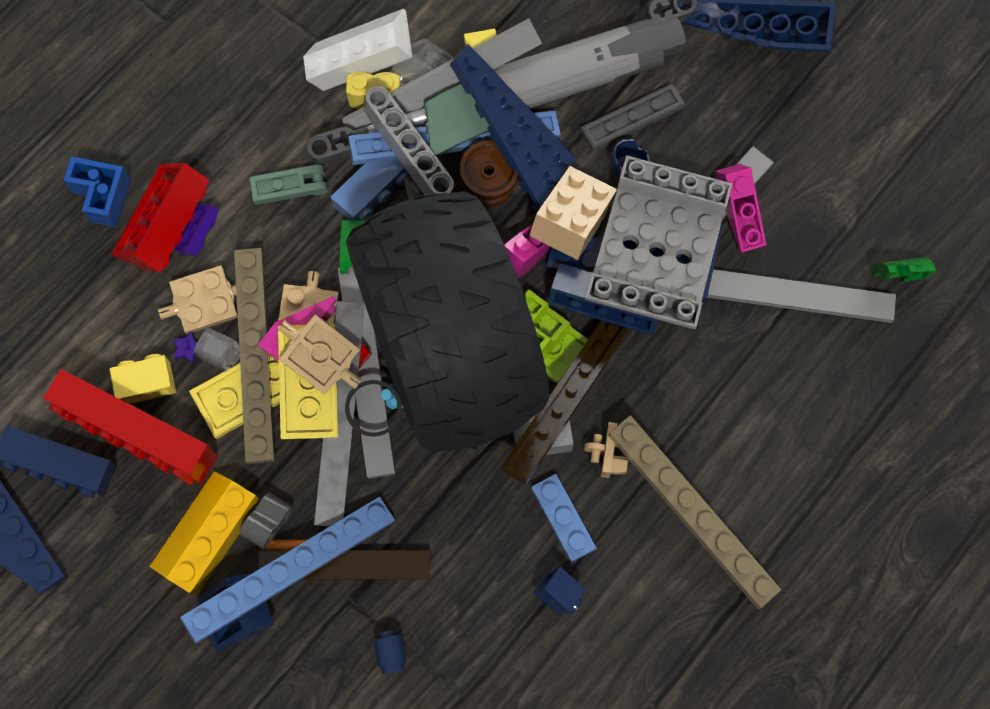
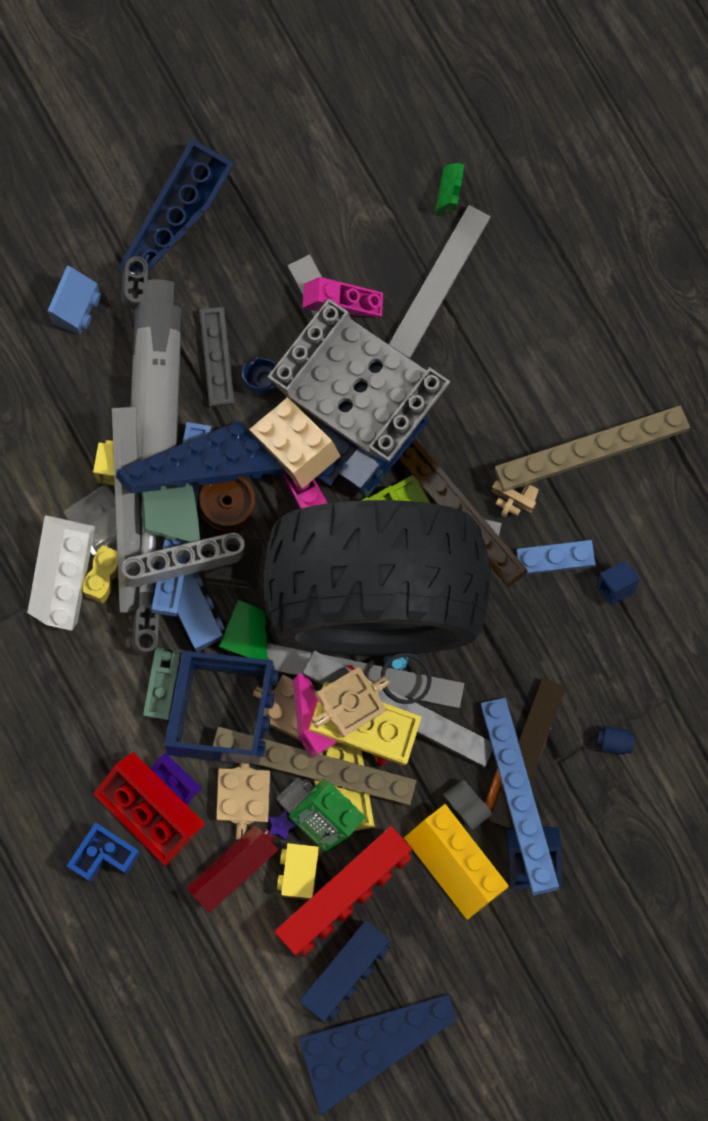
camera: 70 degrees left, 5 degrees up
(124, 314) = (233, 868): none -> dark red brick
(205, 382) = (327, 815): none -> green slope
(272, 204) = (223, 663): none -> dark blue window

